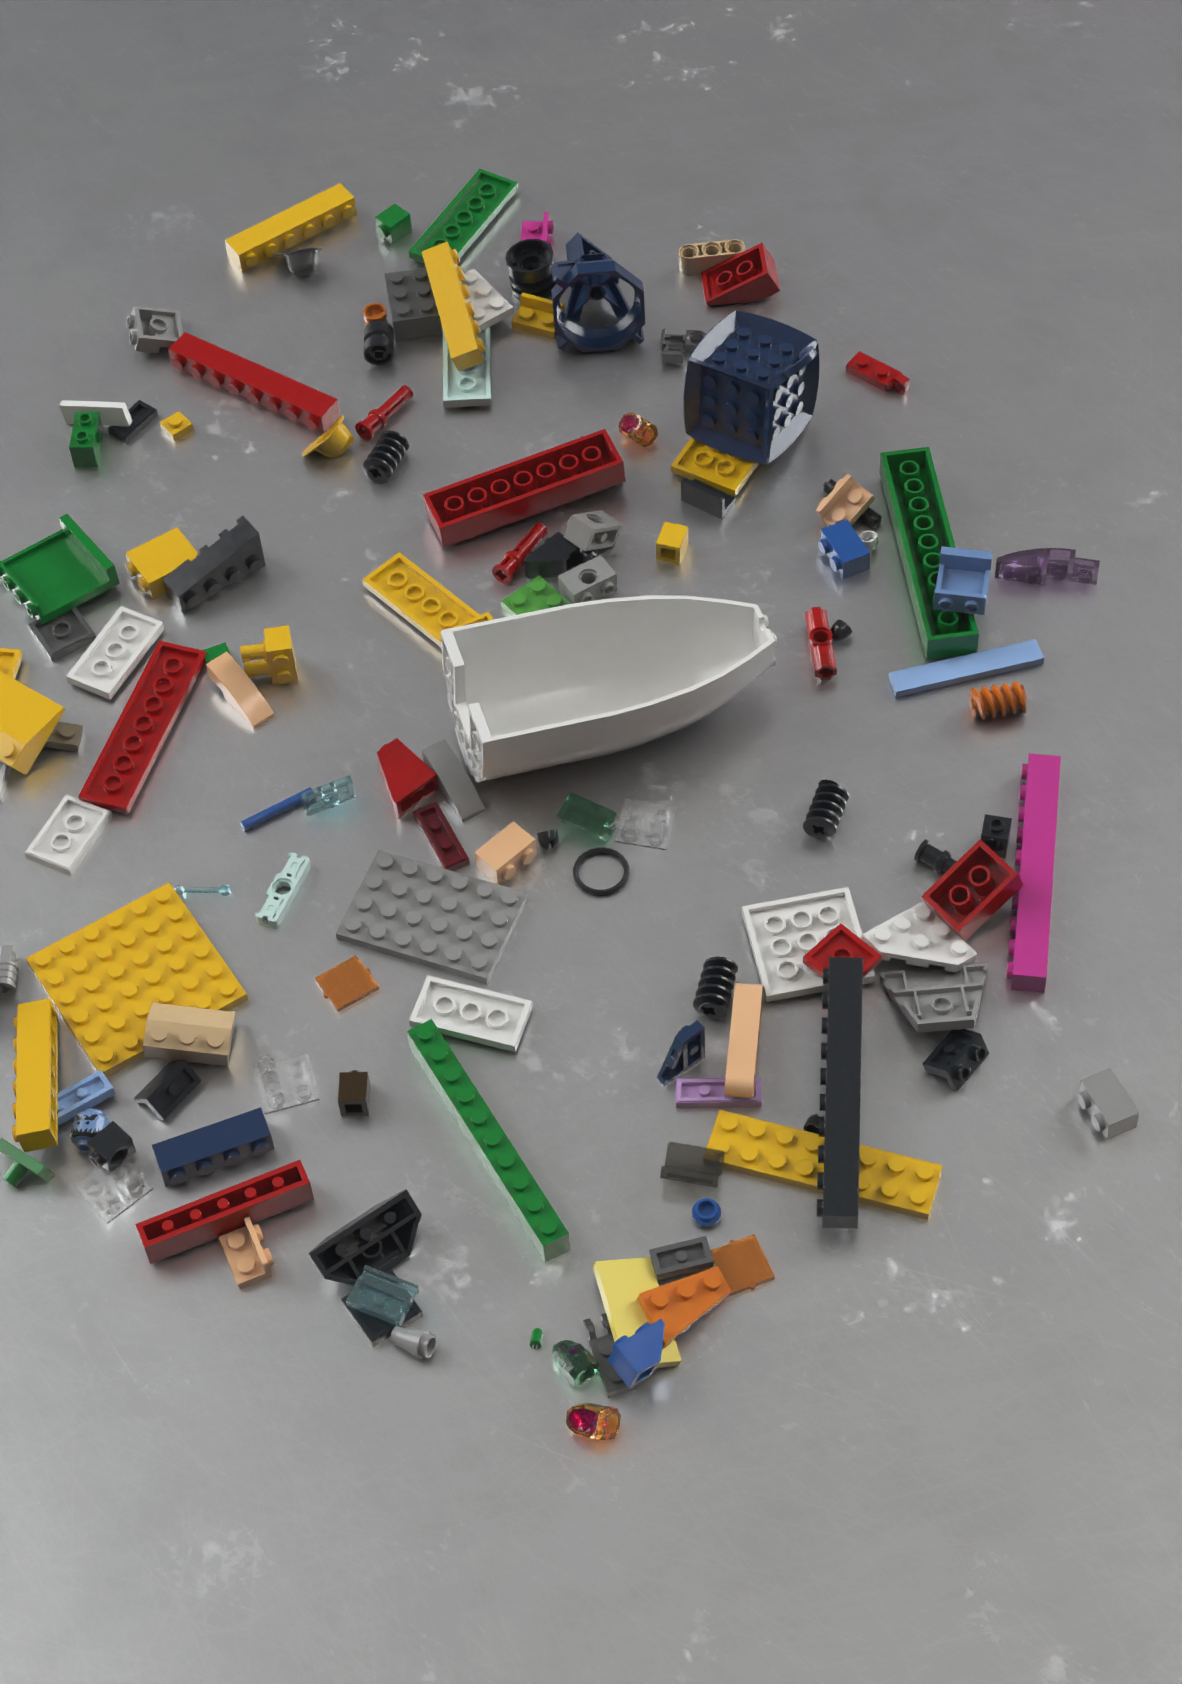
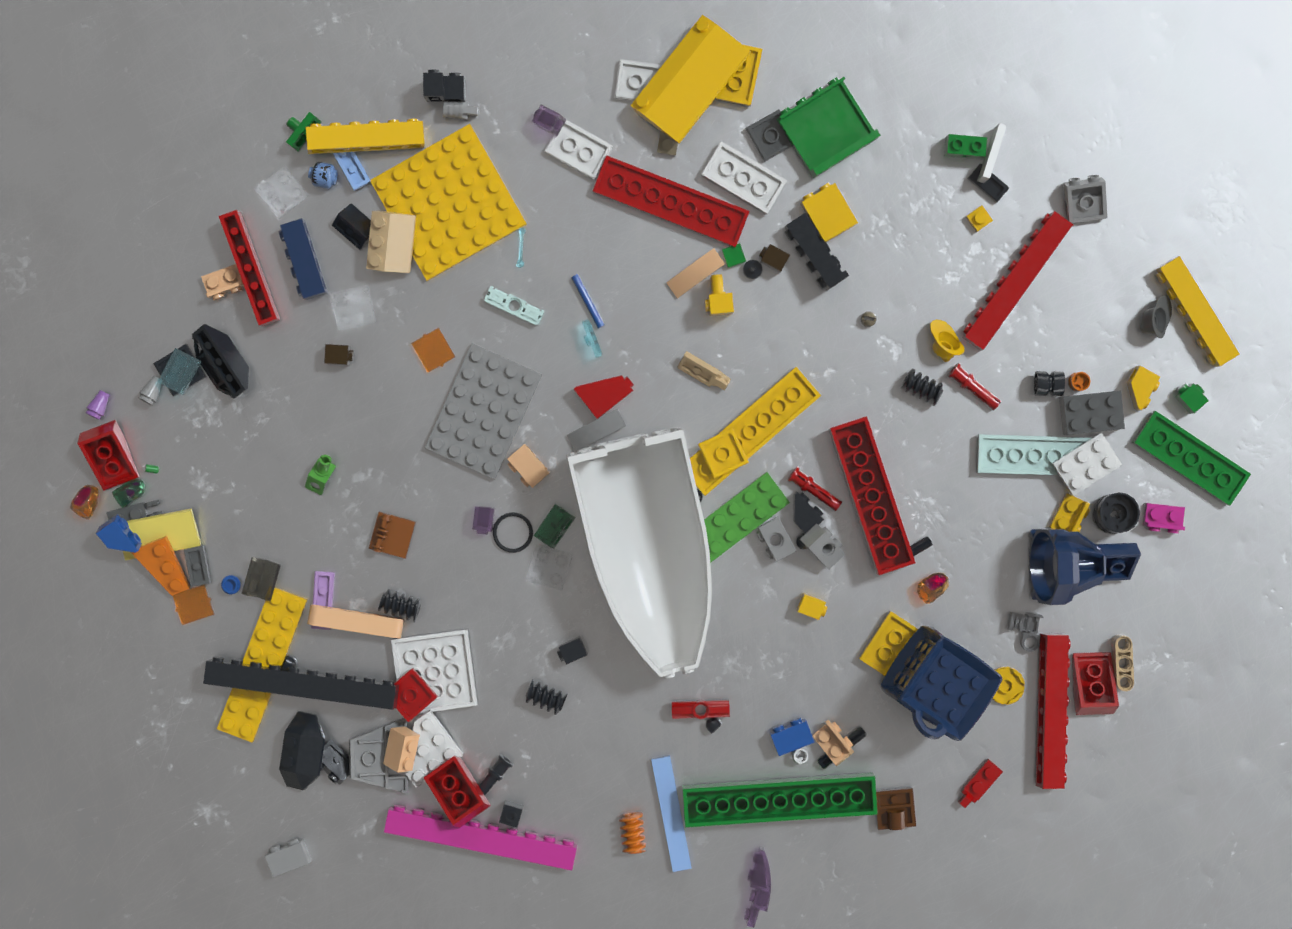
camera: 95 degrees right, 35 degrees up
(26, 863) = (548, 120): none -> clear purple brick
(110, 1147) = (304, 190): black brick -> none
(221, 612) = (774, 257): none -> dark brown brick
(235, 637) = (749, 273): none -> black tile
(305, 519) = (868, 323): none -> dark tan hinge
(370, 676) = (703, 371): none -> tan hinge
(376, 262) = (1141, 385): none -> yellow slope
(440, 1416) = (98, 405): none -> medium lavender cone
(441, 837) = (551, 419): dark red tile -> none
(453, 306) = (1070, 446): yellow brick -> none
(472, 1013) = (396, 436): white plate -> none
(489, 1141) = (294, 443): green brick -> none
(515, 1393) = (108, 455): none -> red slope
(531, 1101) = (320, 474): none -> bright green bracket
(547, 837) = (542, 496): black hinge -> none
(584, 899) = (483, 519): none -> clear purple brick
(615, 1012) = (392, 535): none -> dark orange hinge
(684, 1053) = (348, 582): dark blue wing -> none
(706, 498) = (858, 637): black panel -> none
(757, 785) = (572, 650): none -> black brick
(792, 309) = (1052, 710): none -> red brick
(922, 961) = (401, 749): none -> light nougat brick
(924, 435) = (895, 809): none -> reddish brown plate
(946, 1090) = (302, 751): none -> black wedge
(962, 580) = (729, 821): medium blue panel -> none

